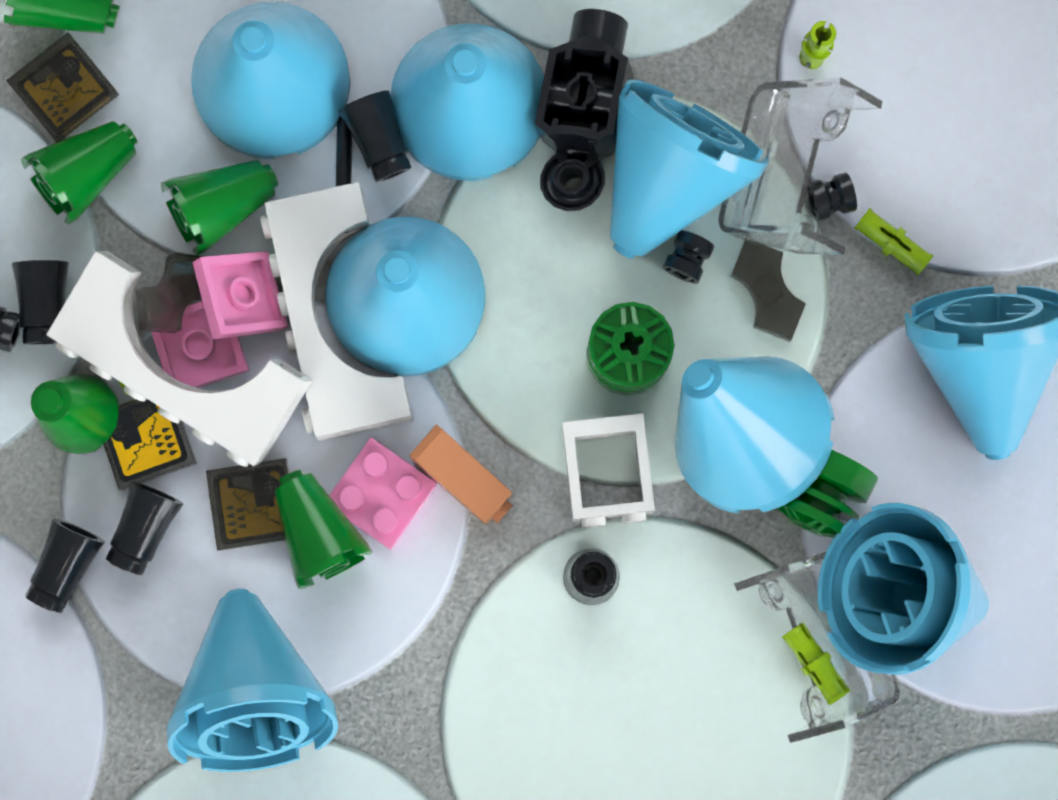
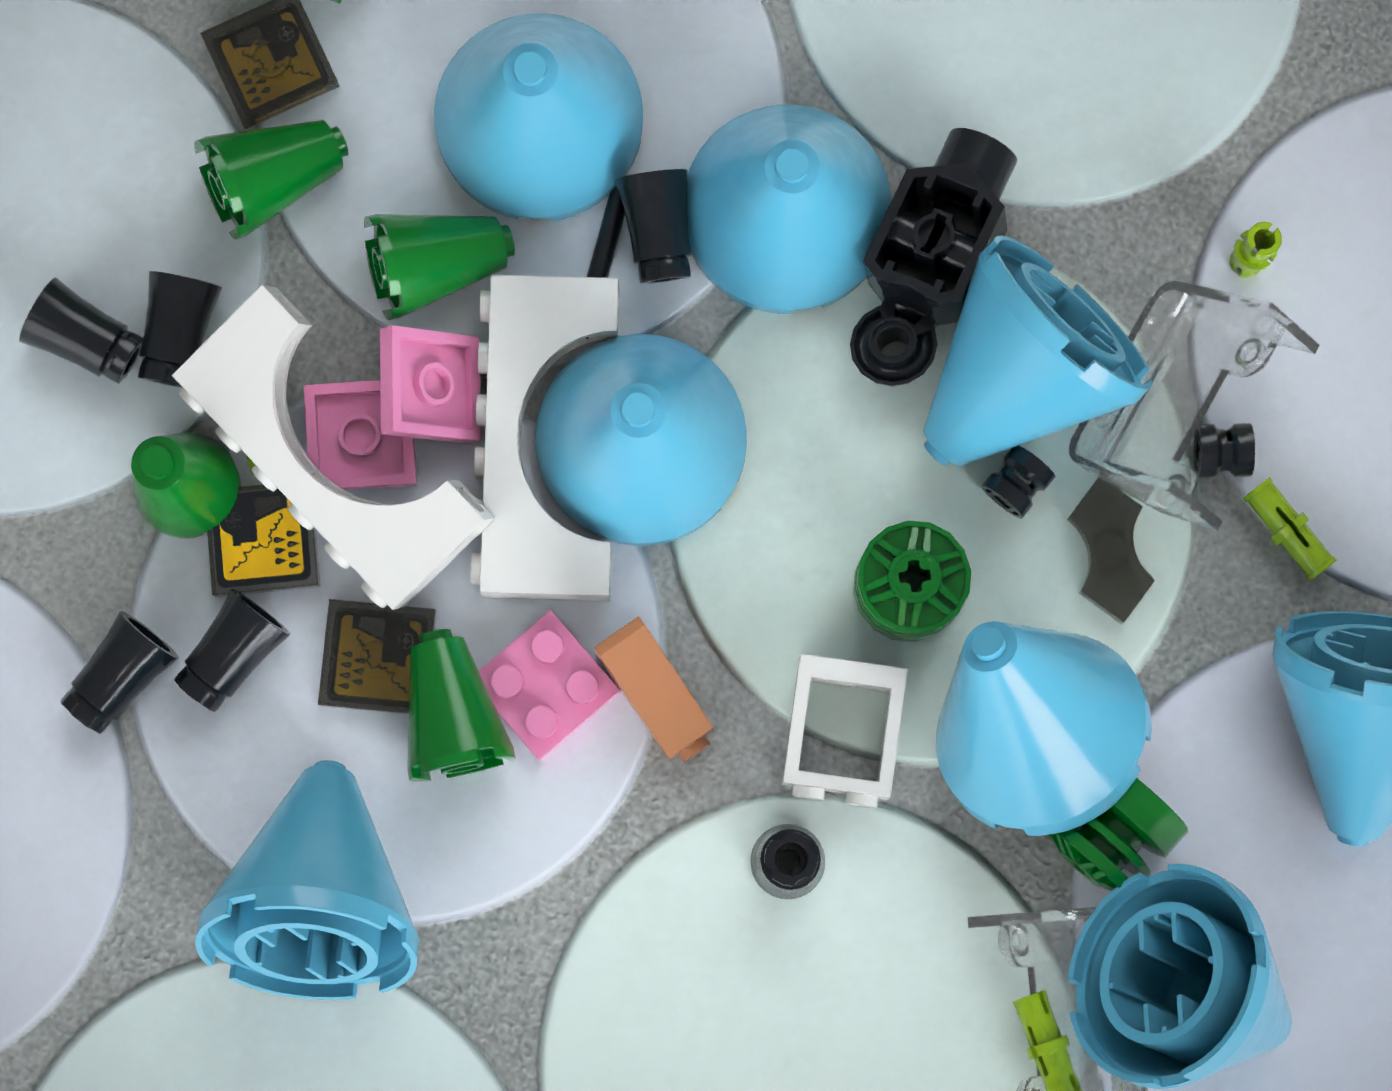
camera: 15 degrees right, 0 degrees up
(163, 305) = (331, 372): clear smoke tile -> none

